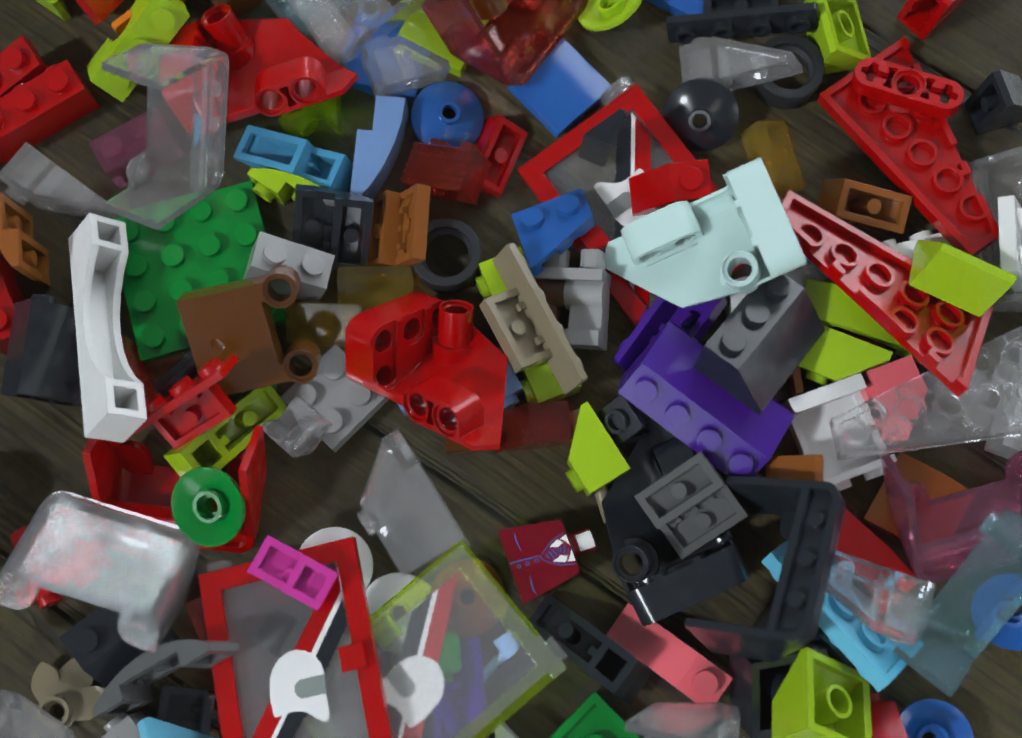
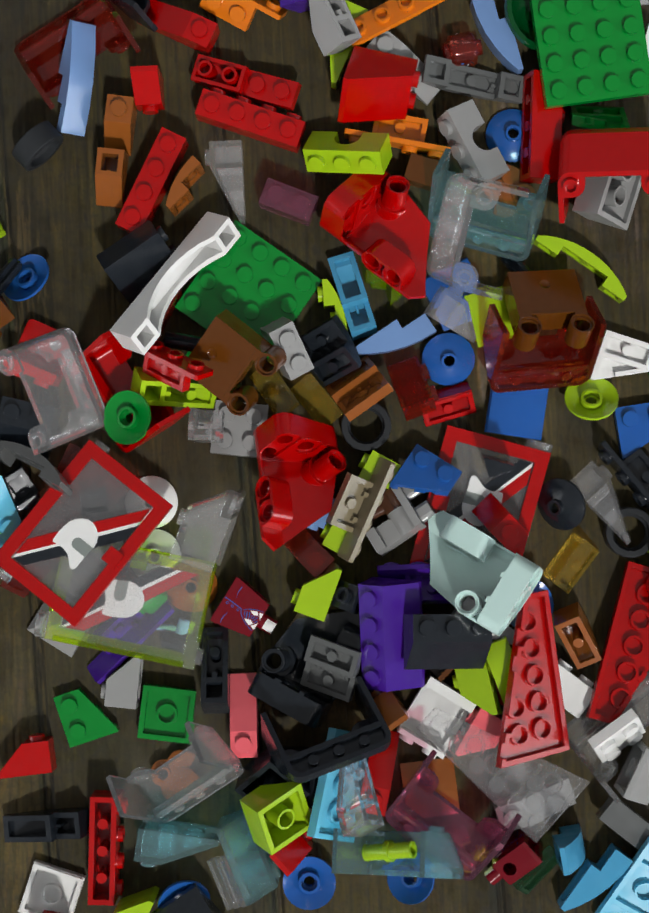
camera: 50 degrees right, 10 degrees up
(183, 130) = (307, 234): clear windscreen -> none
(293, 572) = (129, 490): dark pink slope -> none
(957, 277) = (567, 717): lime slope -> none
(967, 608) = (389, 851): none -> lime pin

